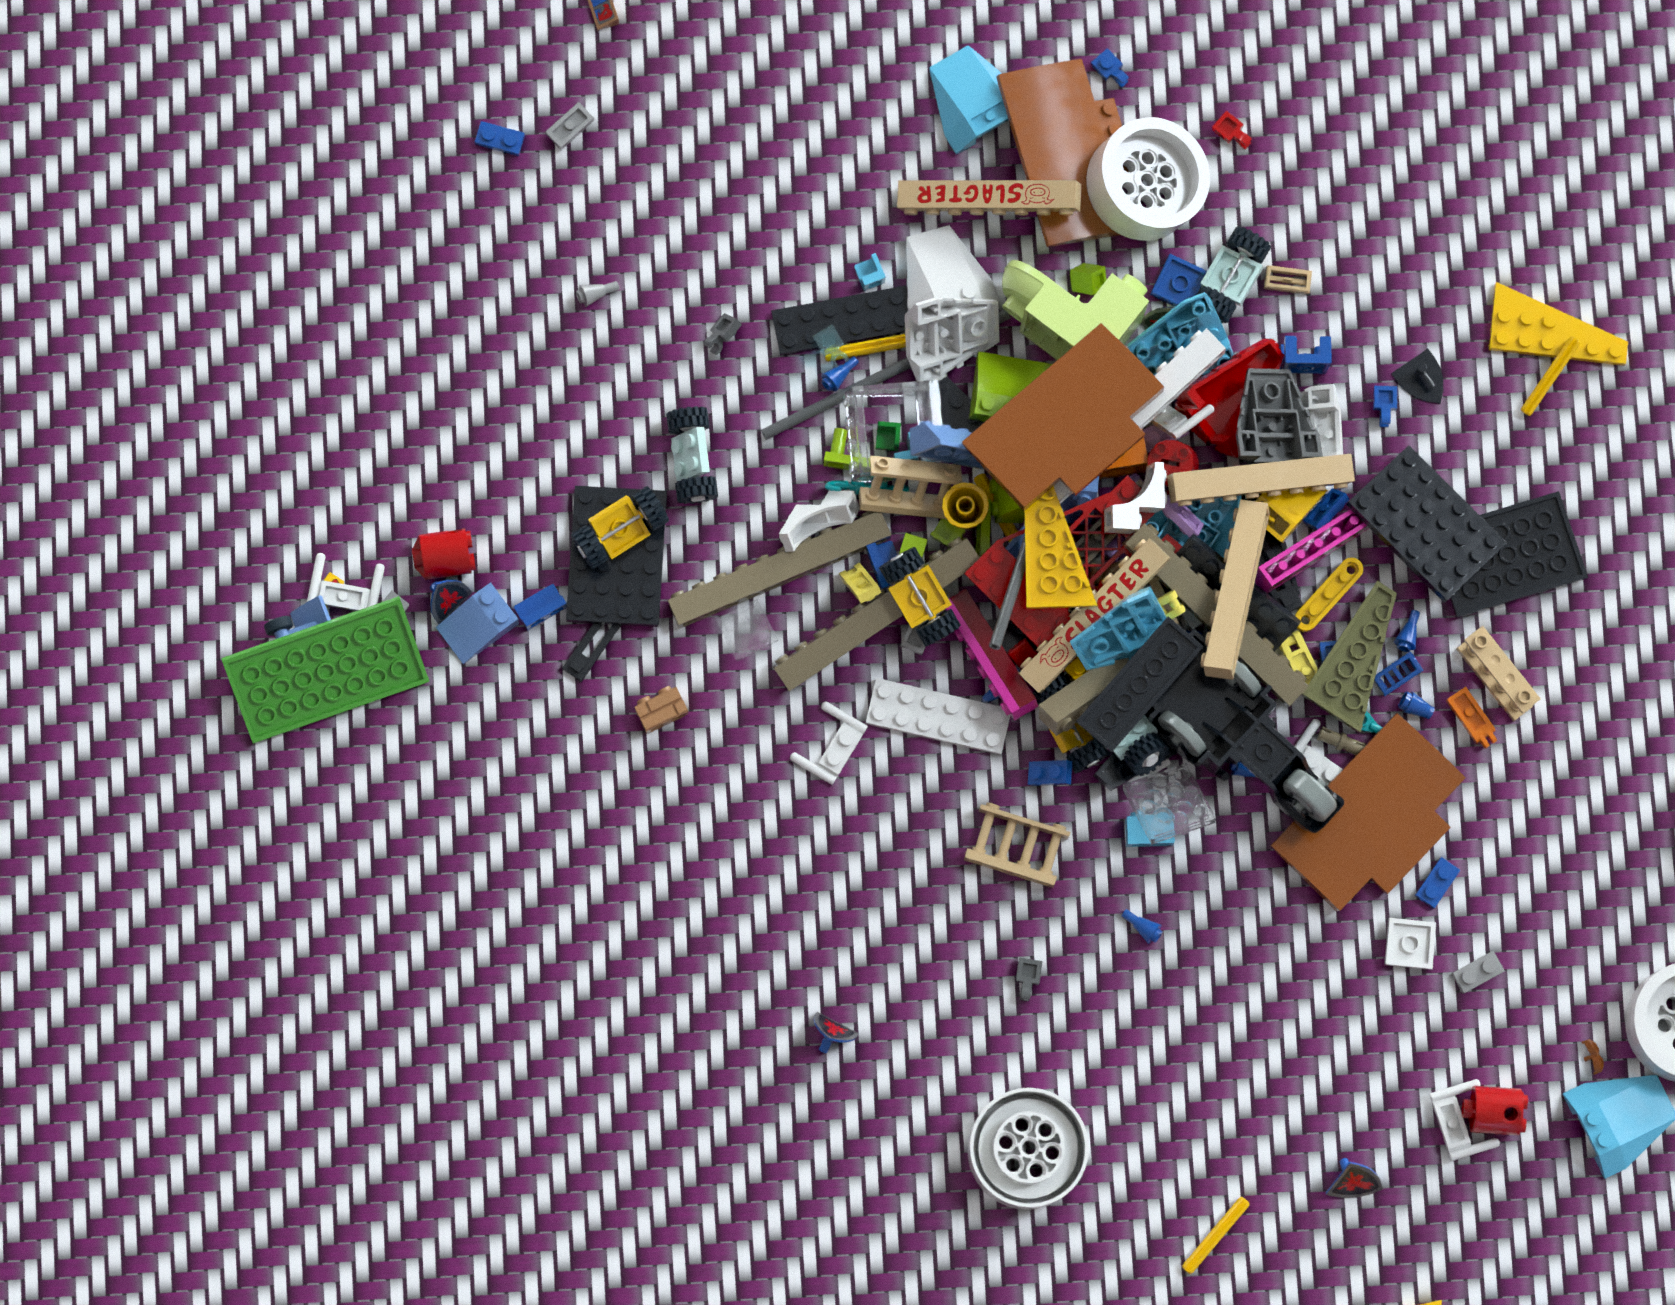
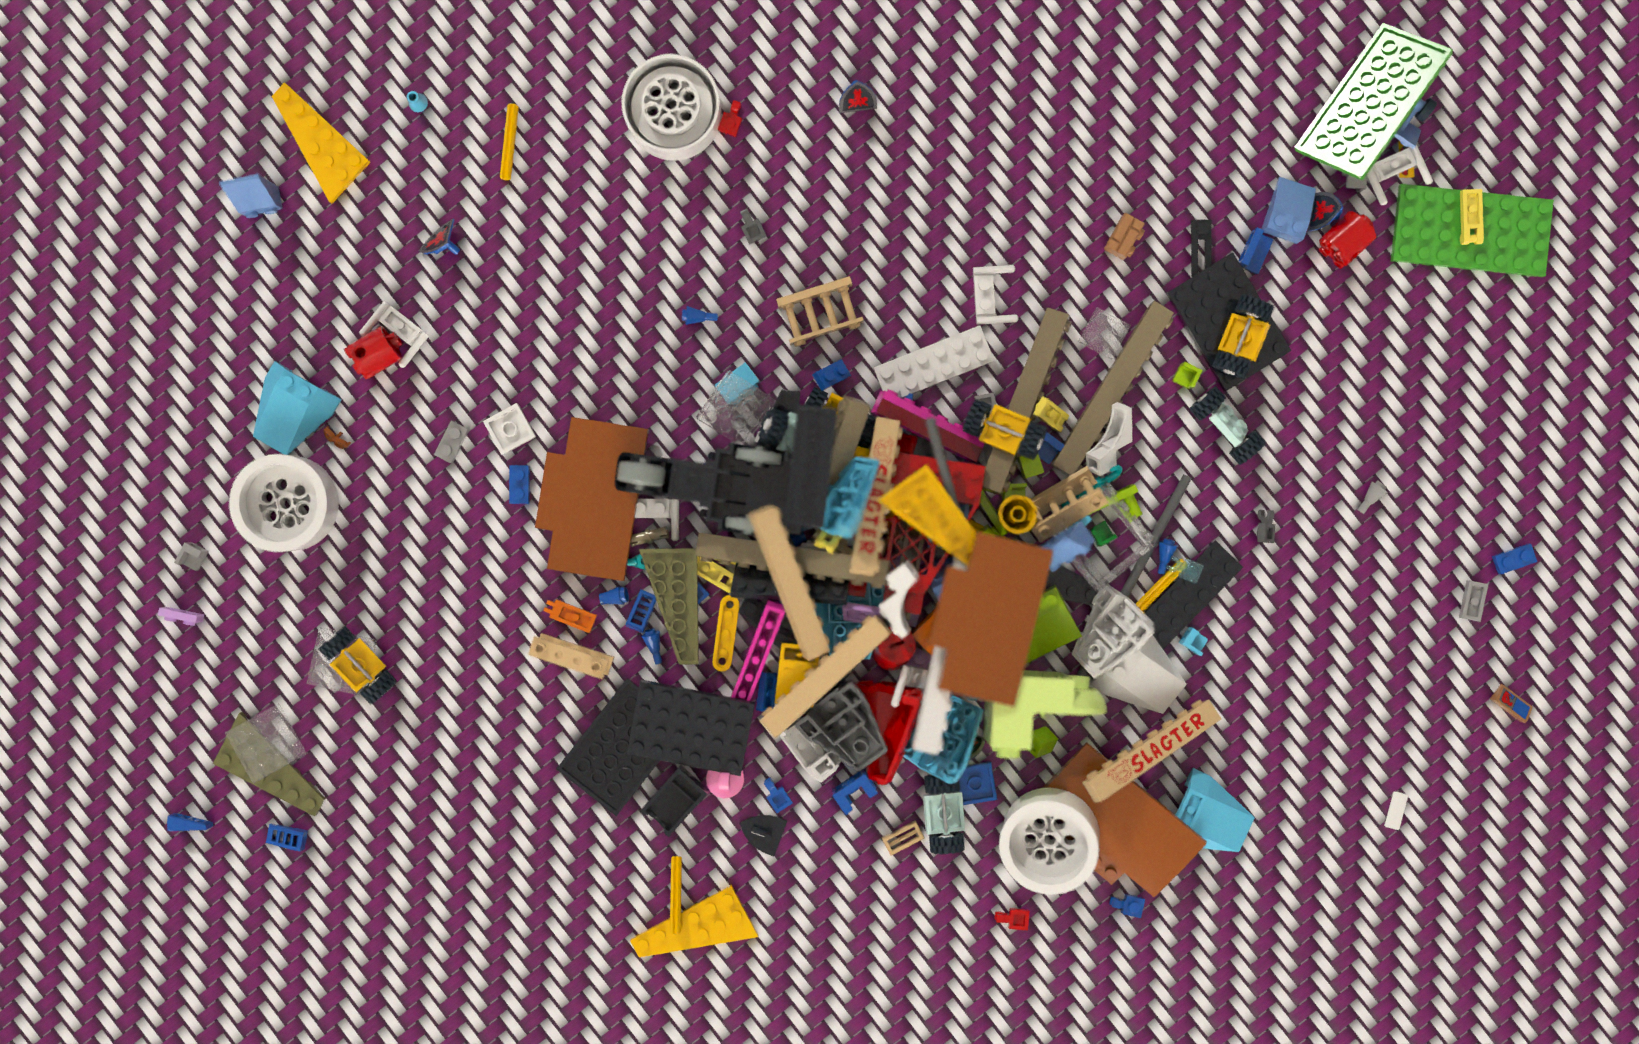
camera: 155 degrees right, 10 degrees up
(308, 492) = (1471, 216): none -> light yellow plate
(311, 480) = (1513, 227): none -> bright green plate
(695, 531) = (1187, 375): none -> lime panel
(975, 1099) = (730, 121): none -> red plate
(1430, 449) = (724, 784): none -> bright pink tile
(1489, 466) = (675, 800): none -> black piece

